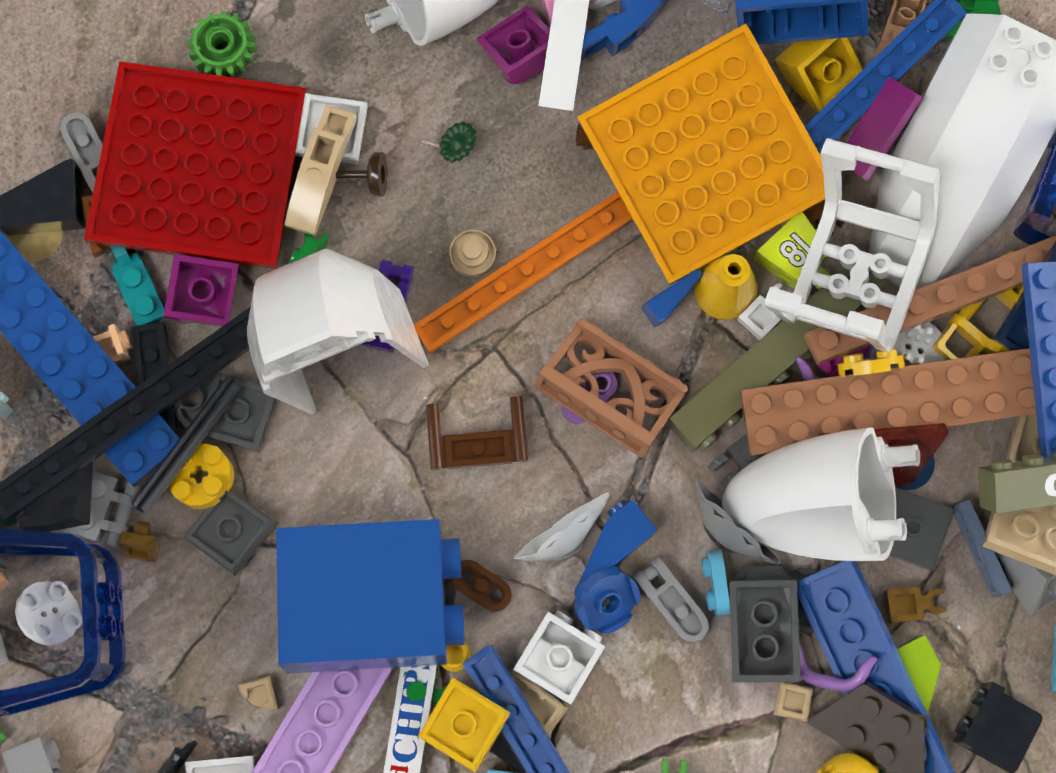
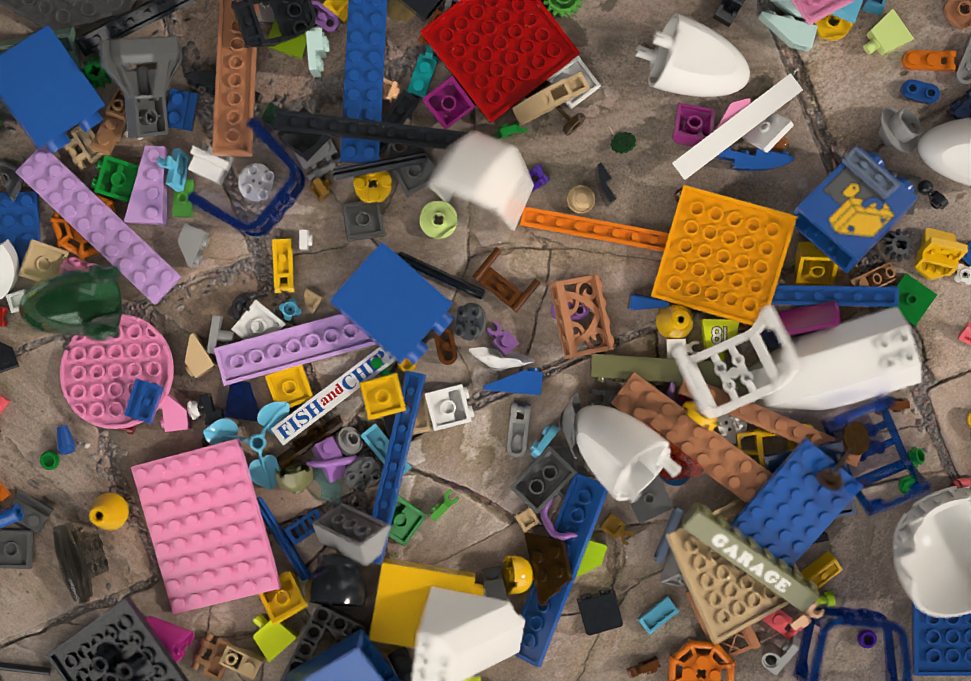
camera: 45 degrees right, 10 degrees up
(179, 625) = (305, 240): none -> white plate
(180, 684) = (283, 265): none -> yellow plate
(233, 736) = (285, 309): none -> medium azure plate
(313, 426) = (440, 209): none -> yellowish green plate
(402, 501) = (442, 276): none -> black axle
(493, 214) = (602, 179): none -> black slope
(494, 534) = (470, 321): none -> dark grey plate
(547, 510) = (503, 341): none -> medium lavender plate
(596, 589) = (494, 395): blue plate -> none
(860, 191) = (770, 338): none -> dark blue plate

